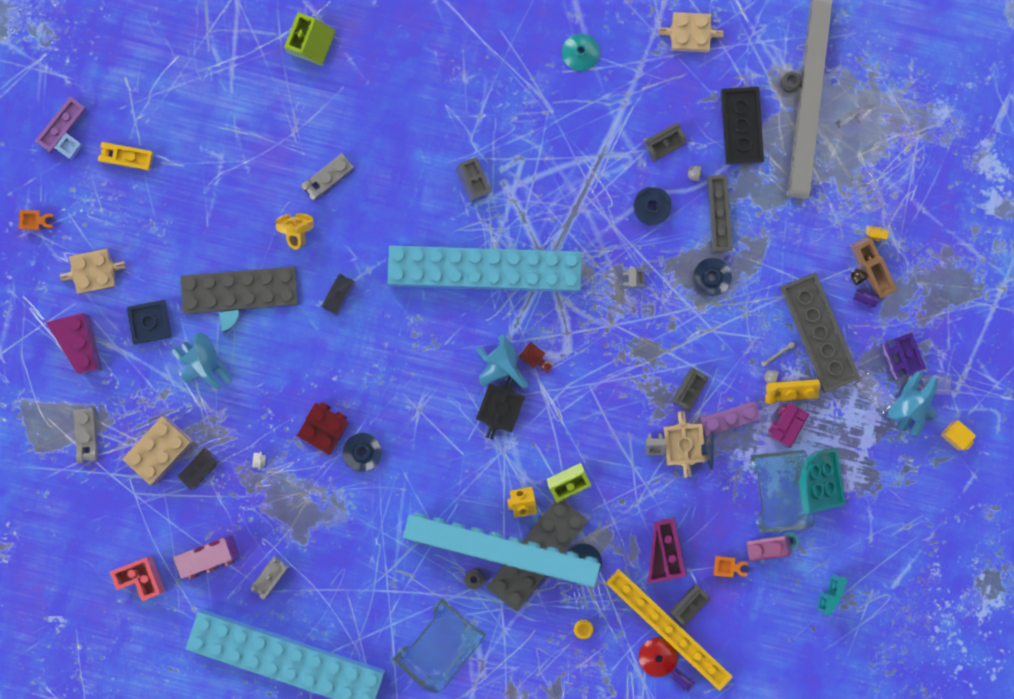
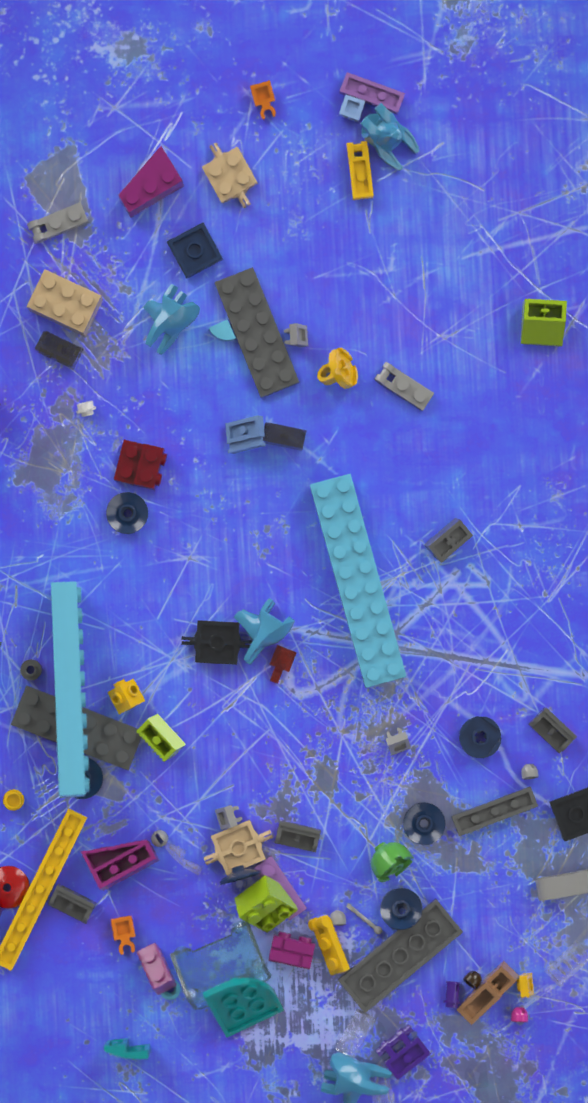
camera: 70 degrees right, 0 degrees up
(100, 123) = (386, 134): none -> dark azure piece
(253, 254) = (298, 335): none -> light grey tile
(325, 327) = (245, 434): none -> medium blue plate
(655, 506) = (163, 835): none -> light grey hinge
(675, 498) = (178, 854): none -> clear slope
(735, 315) = (390, 859): none -> bright green cylinder
(741, 436) = (265, 904): none -> lime slope
(770, 318) = (399, 899): none -> dark blue dish
(900, 246) = (519, 1015): none -> dark pink hinge

